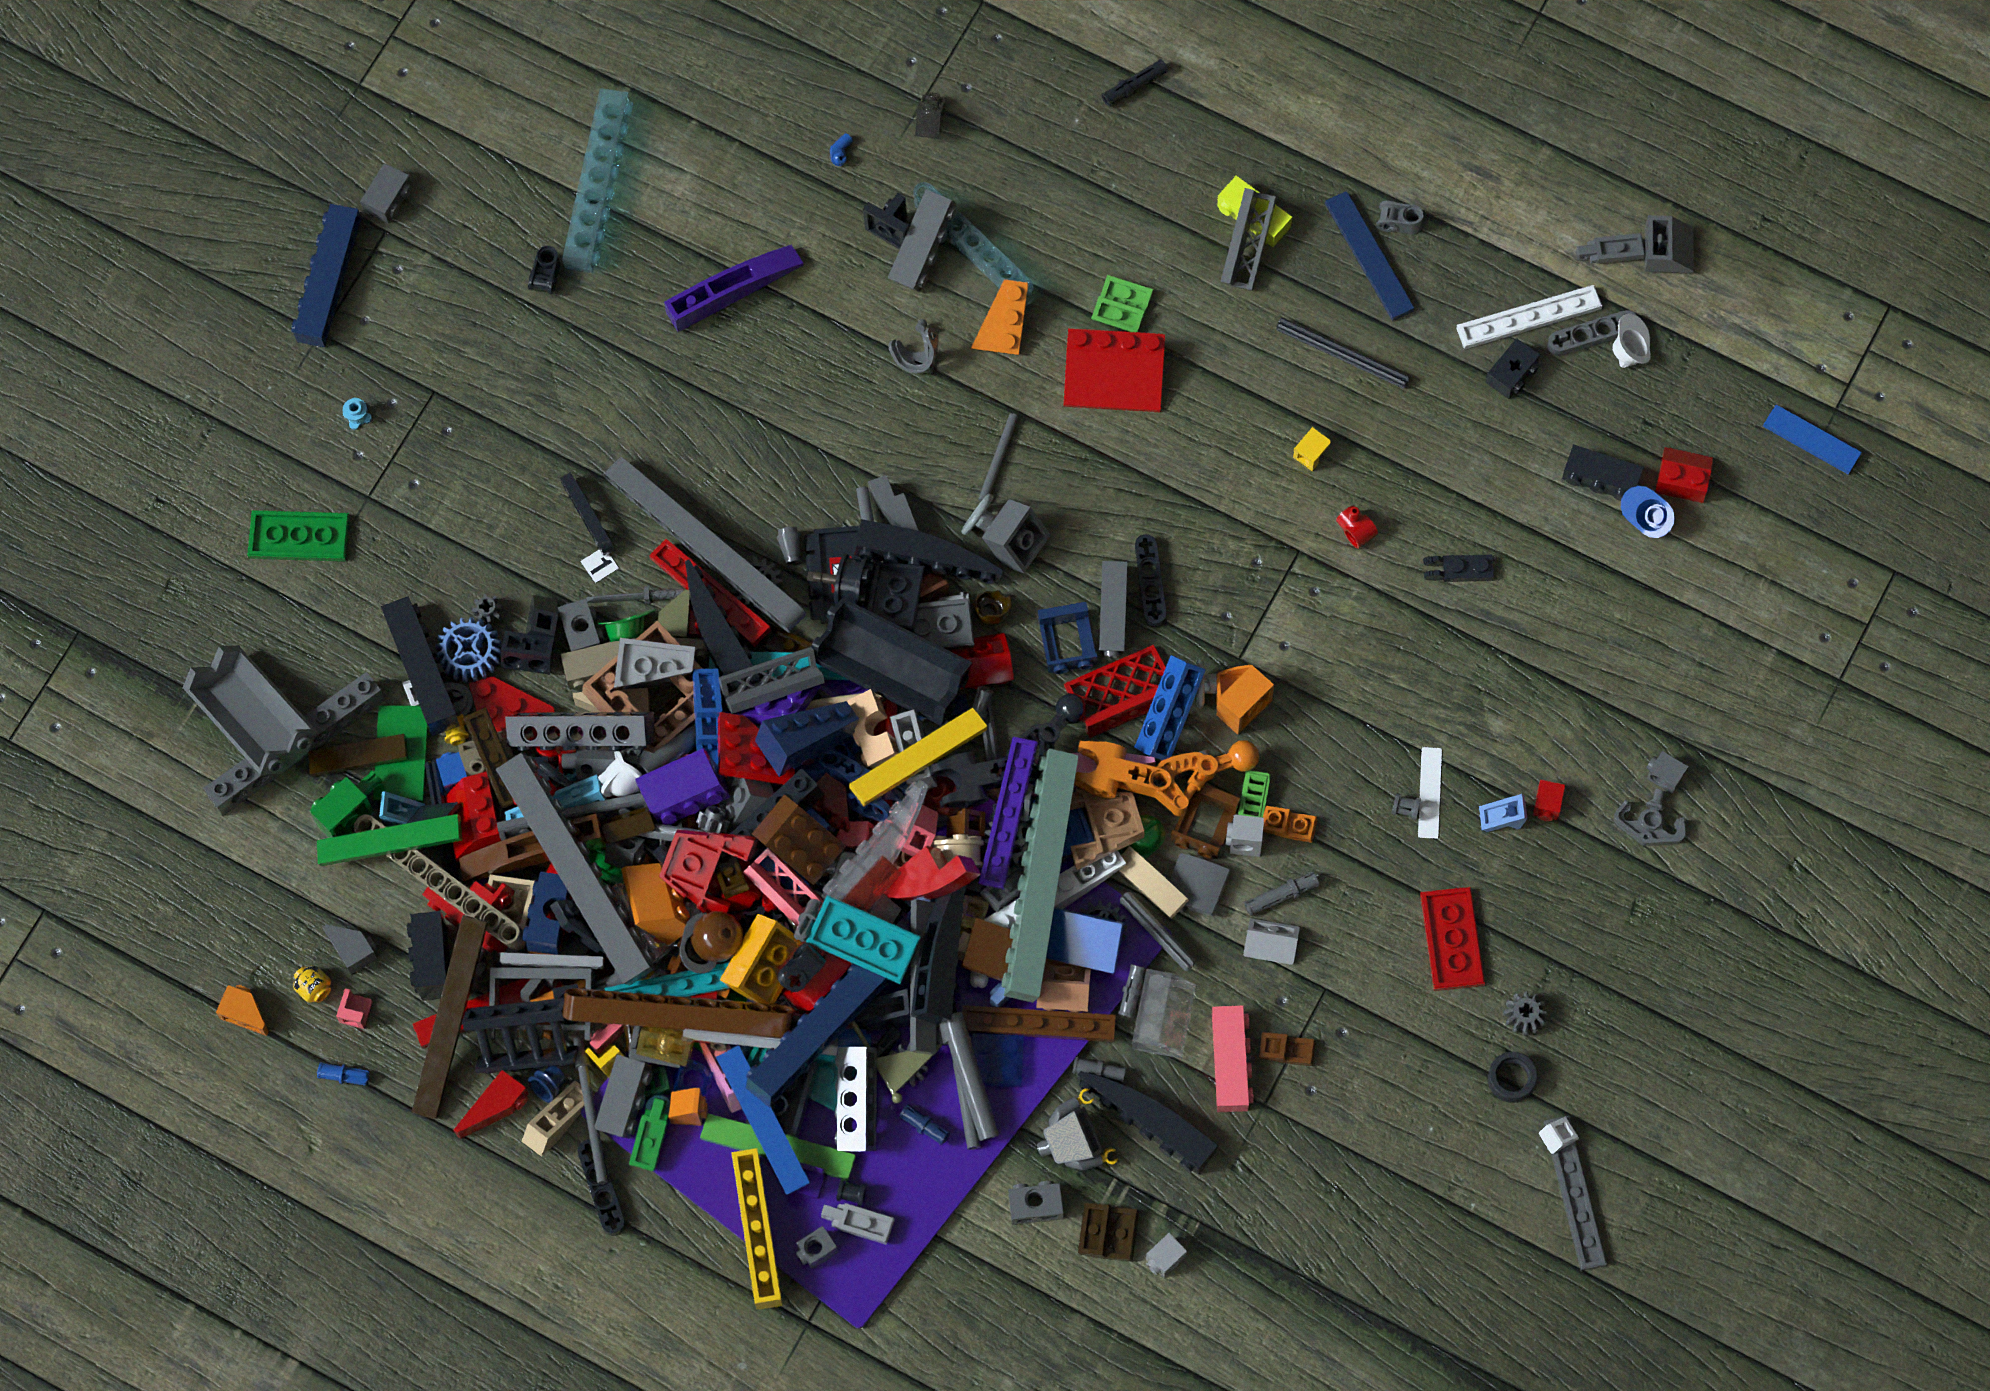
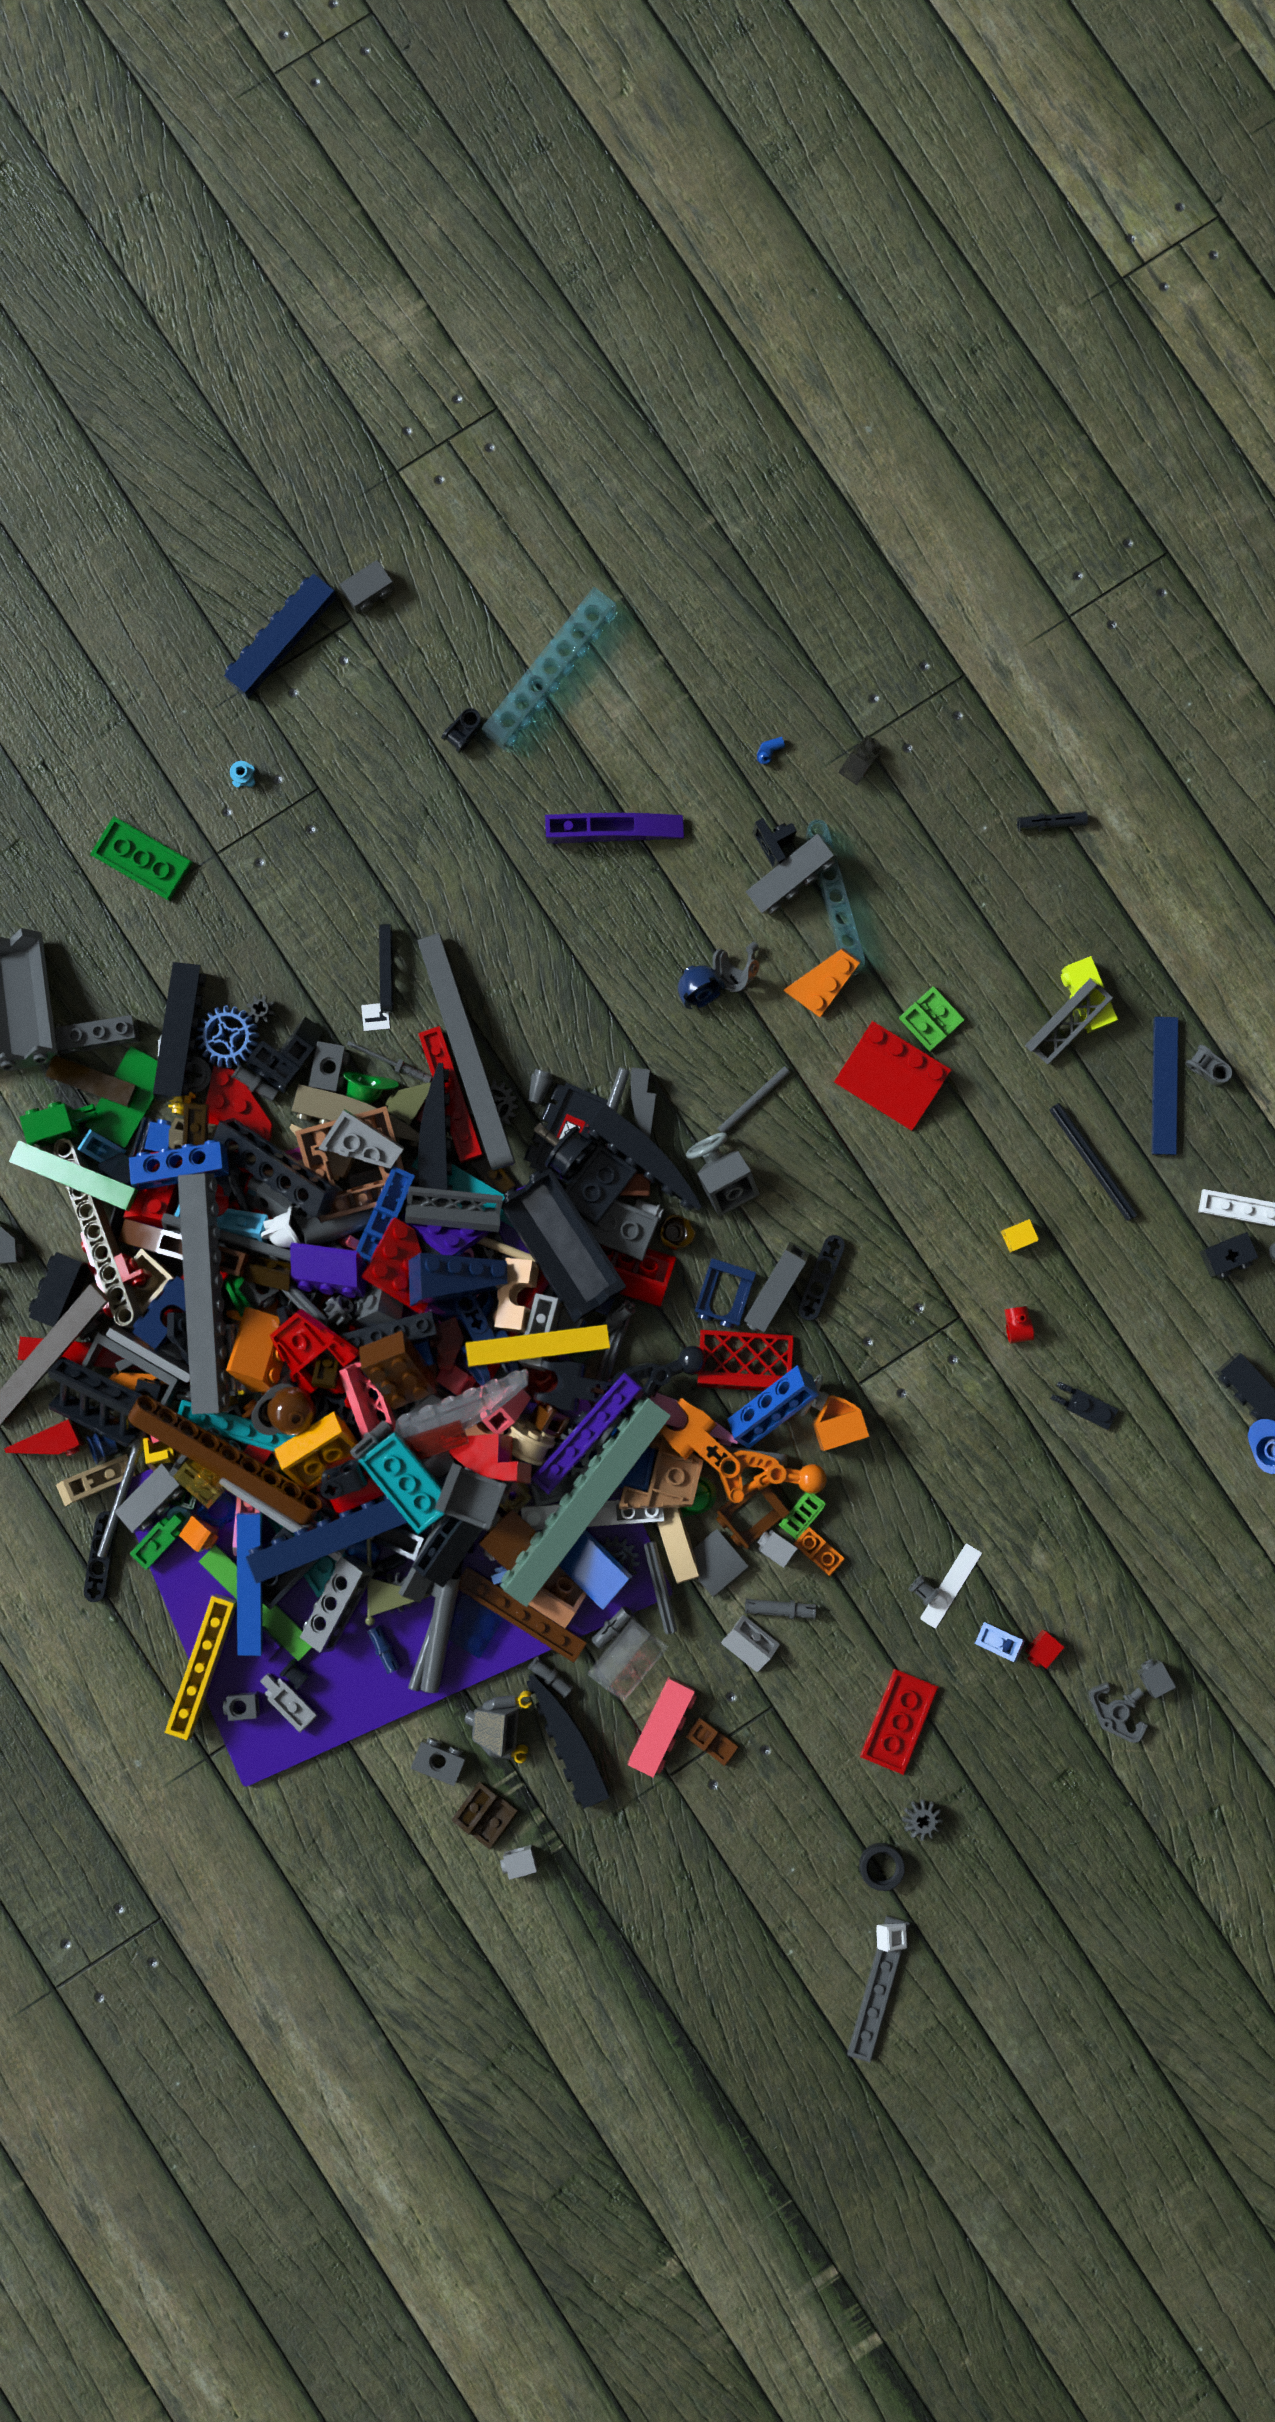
camera: 25 degrees right, 15 degrees up
(483, 785) = (142, 1164): none -> blue brick
(517, 677) = (255, 1083): none -> dark grey pin
(891, 381) = (699, 986): none -> dark blue cylinder
(932, 917) = (471, 1497): none -> dark grey panel

